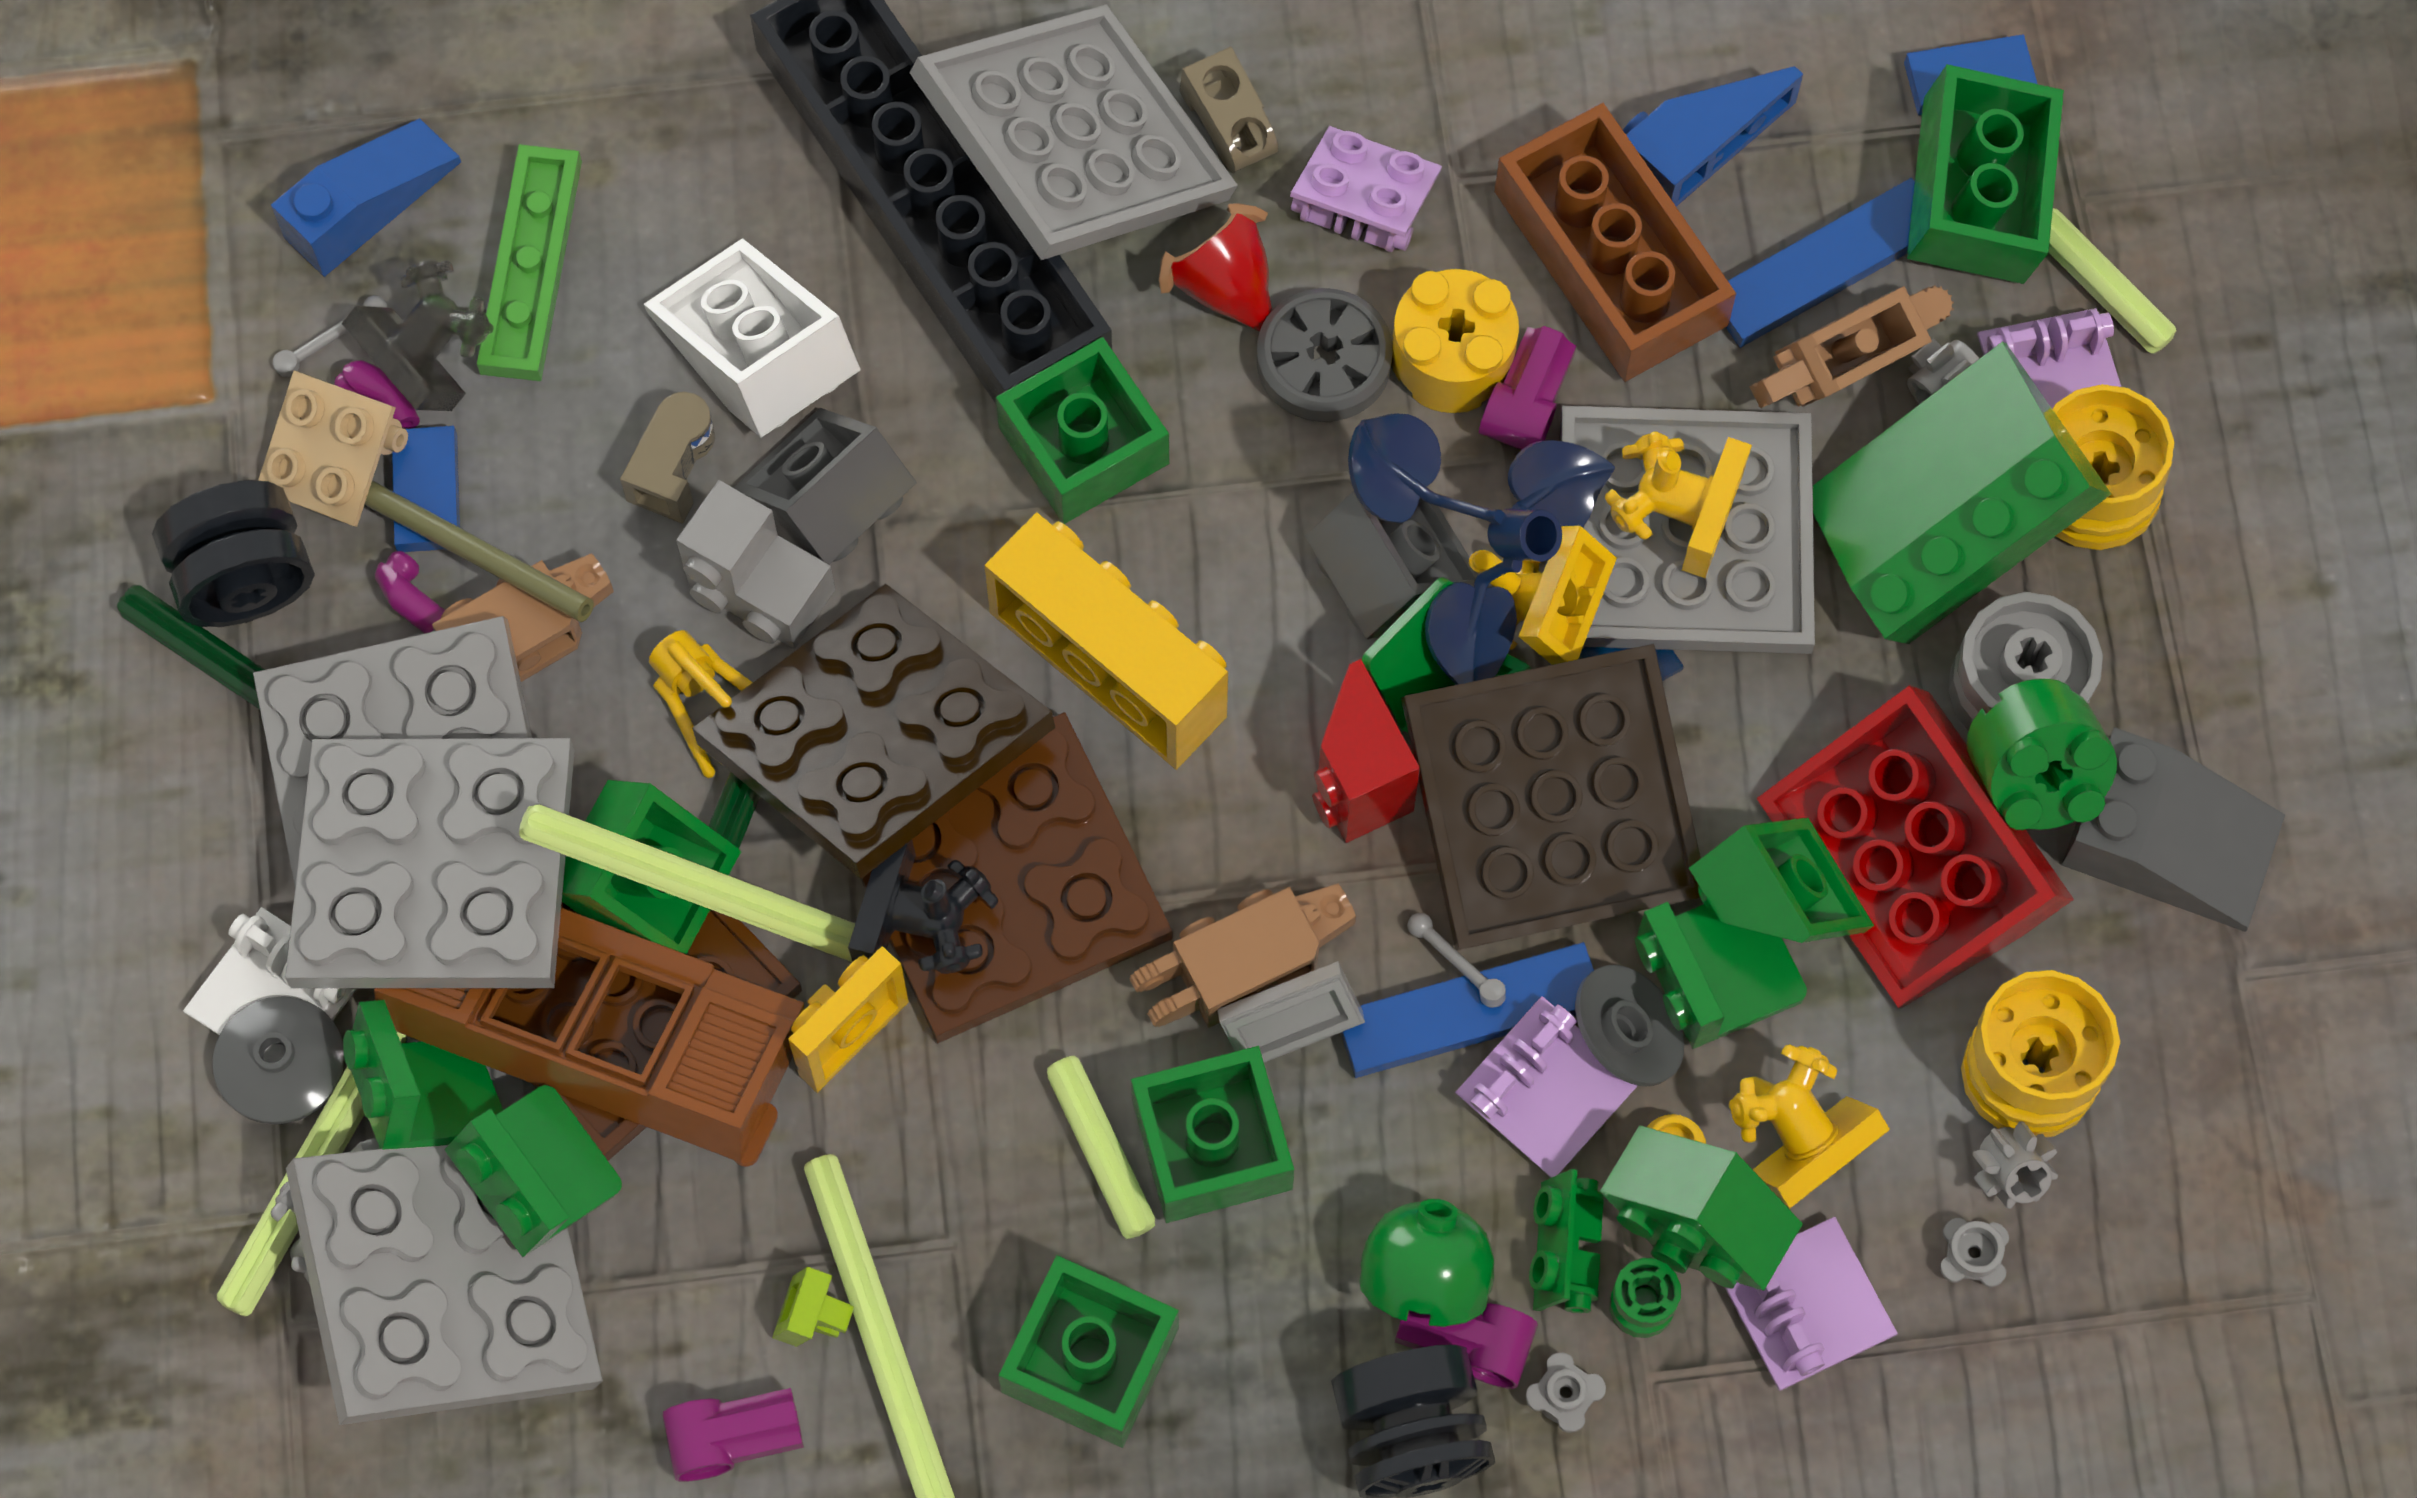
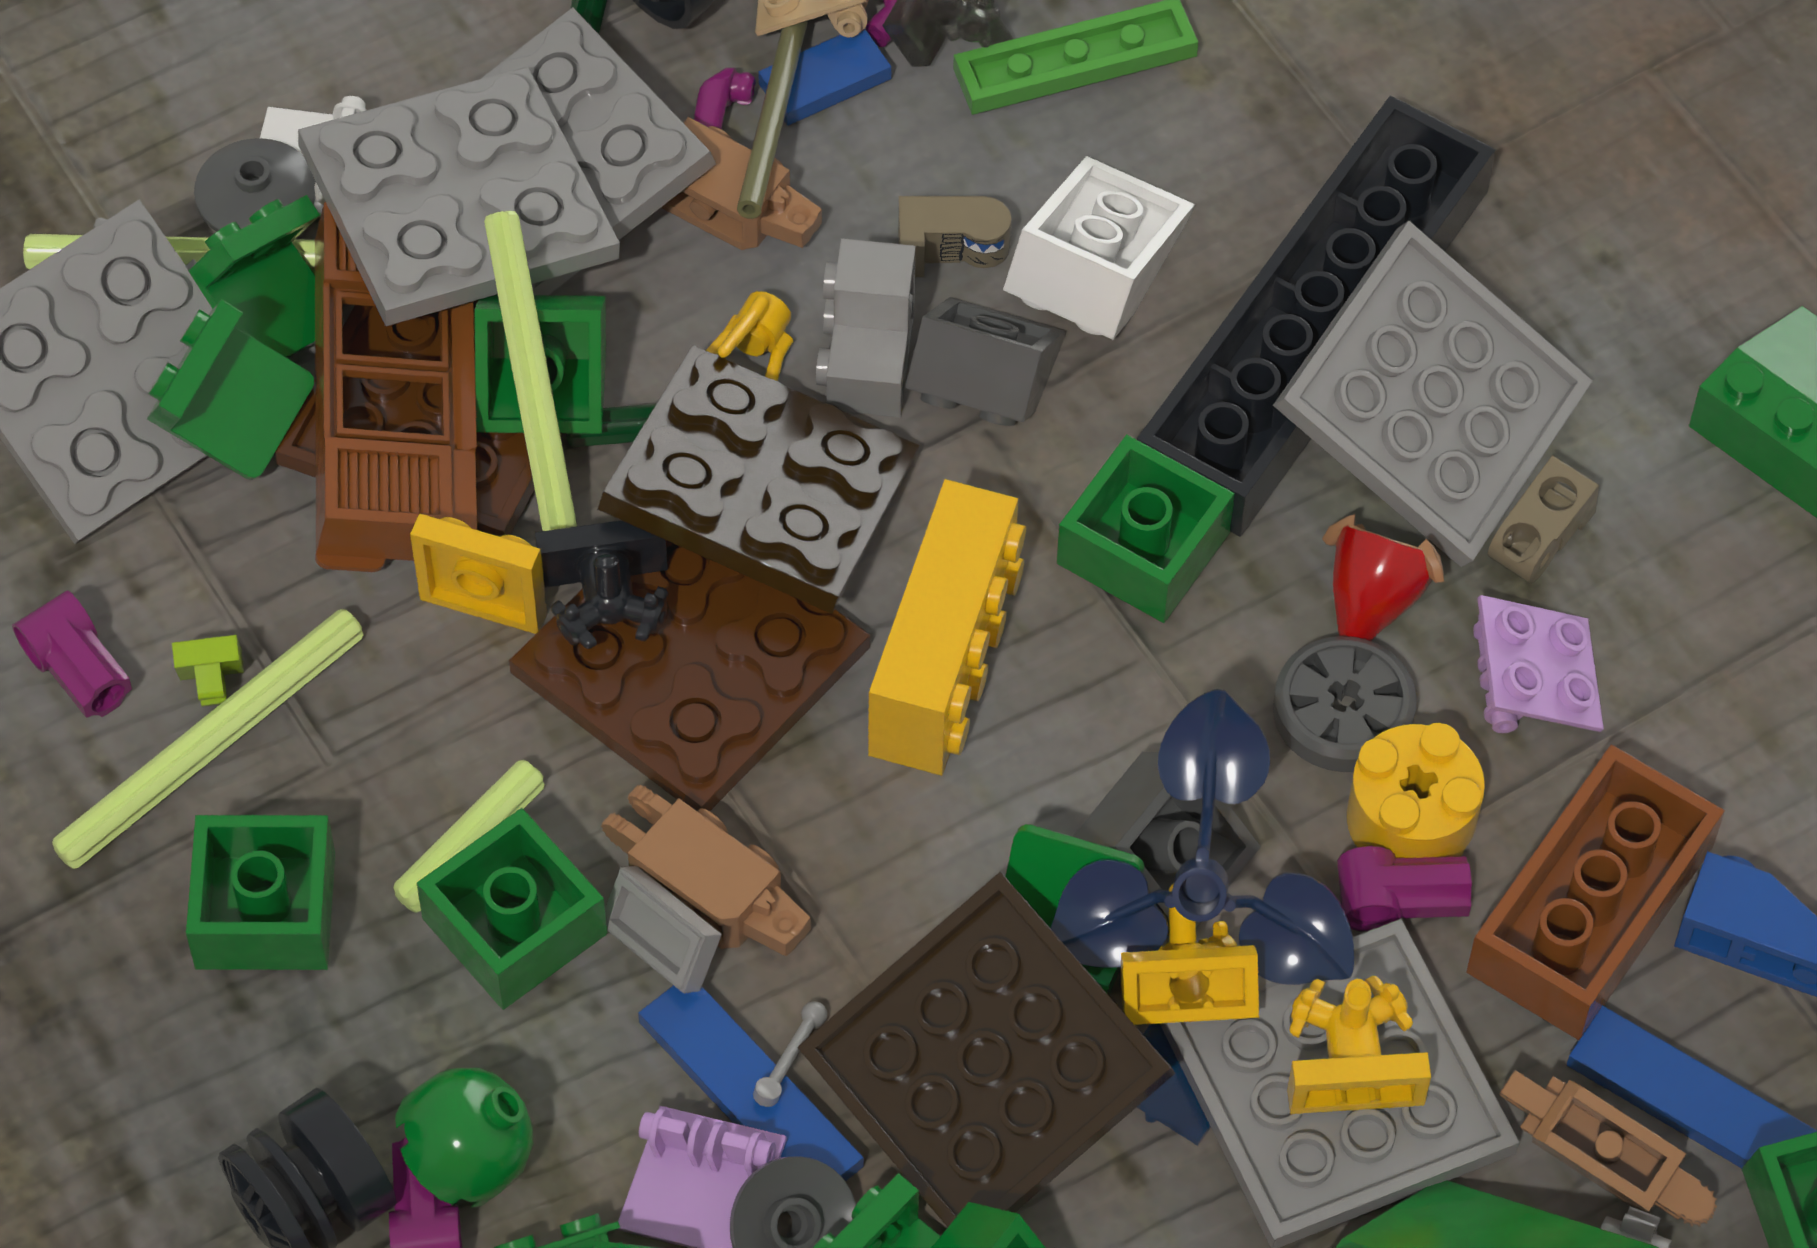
camera: 65 degrees right, 10 degrees down
(1364, 762) = (933, 870): red slope -> none

